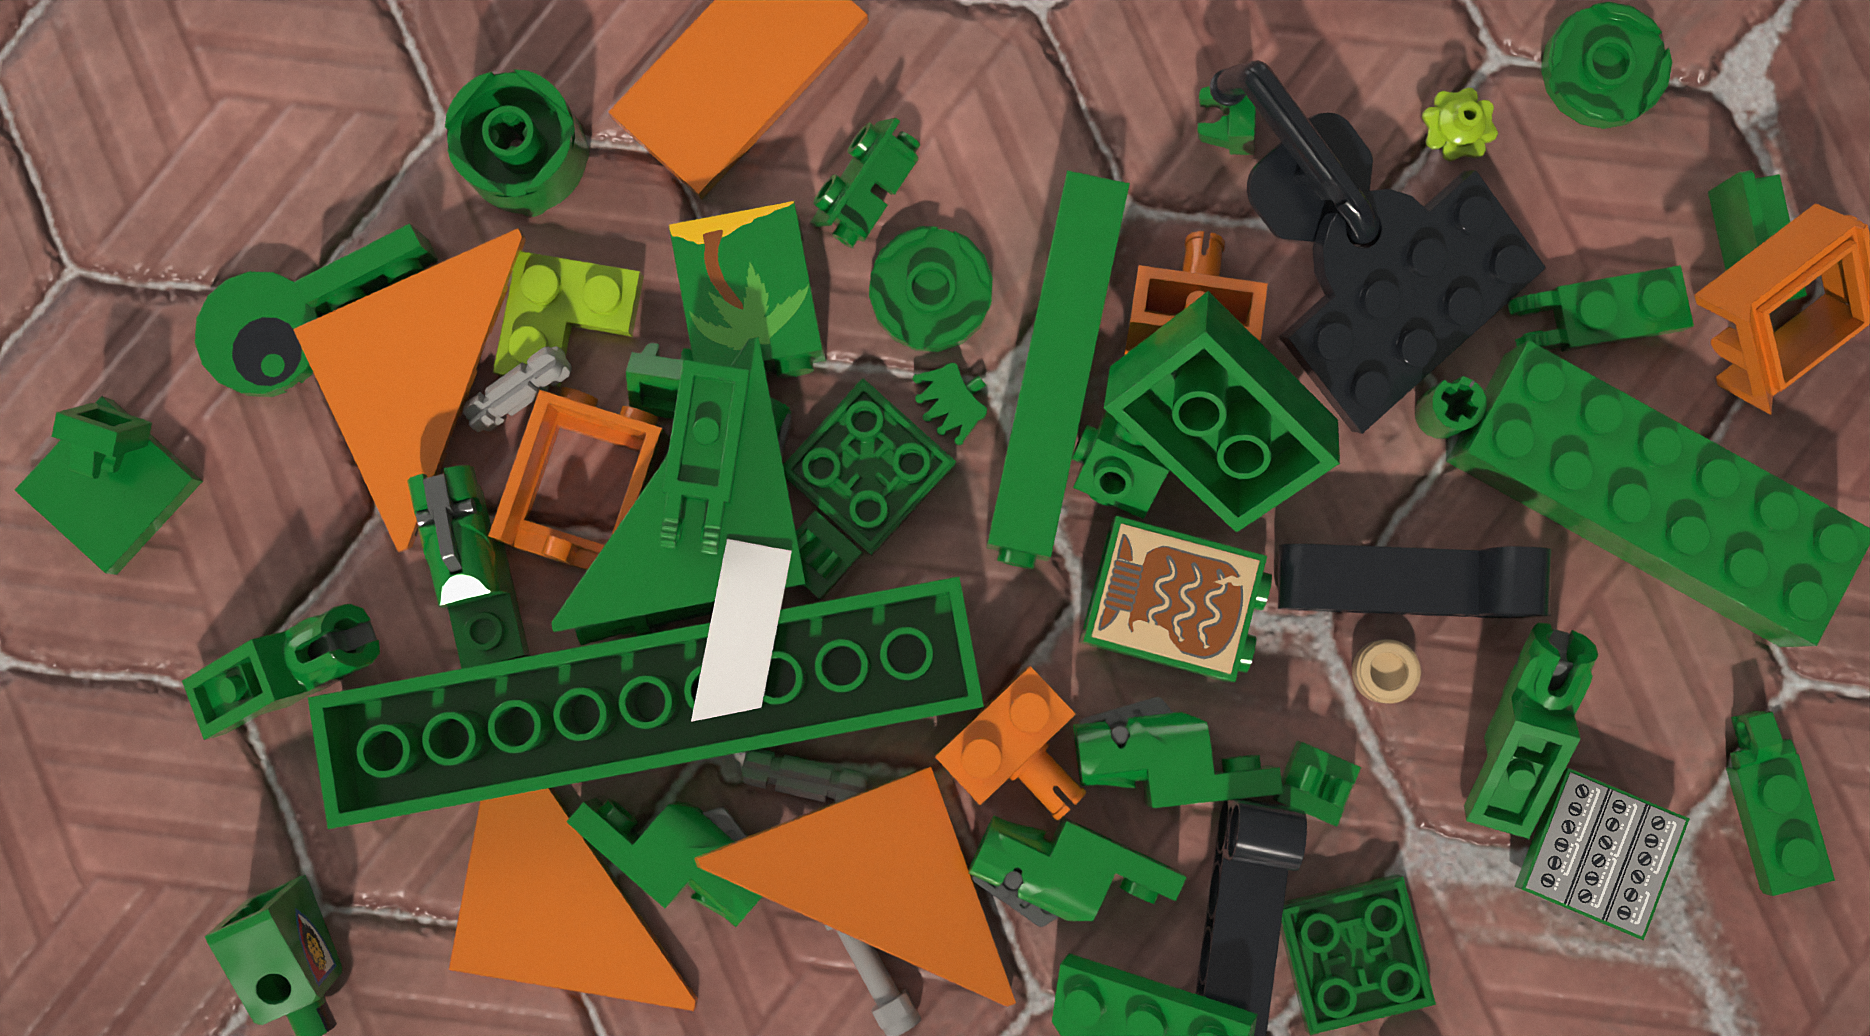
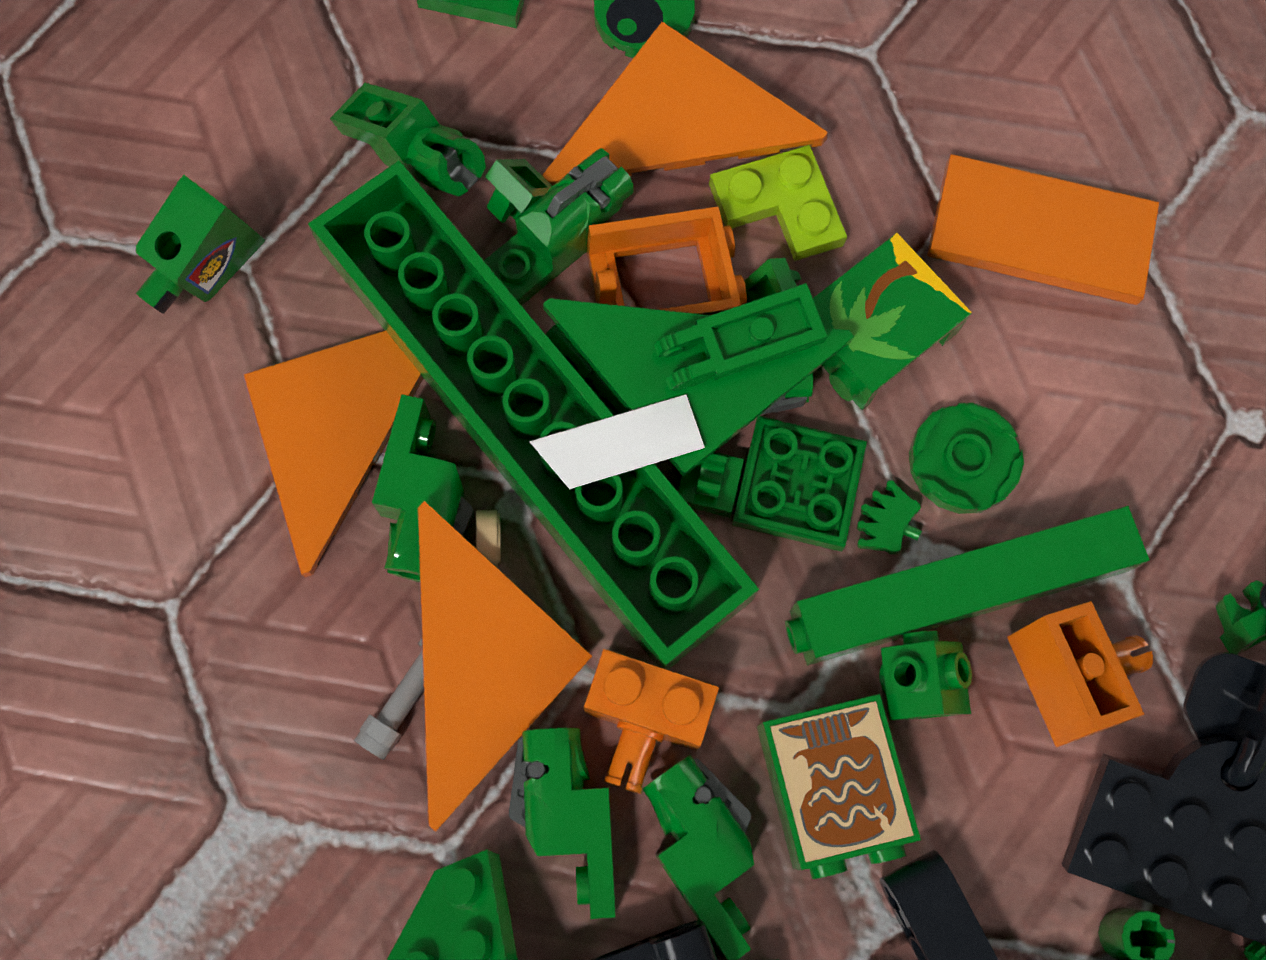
camera: 55 degrees right, 10 degrees down
(367, 270) = (735, 48): green plate -> none
(400, 583) = (516, 188): none -> green tile
(510, 106) = (890, 99): green brick -> none
(517, 388) = (706, 193): light grey axle -> none
(758, 806) = (489, 535): none -> tan tile
(801, 776) = (529, 558): light grey axle -> none
(848, 198) = (1041, 365): green hinge -> none
(1222, 413) = (1018, 734): green brick -> none

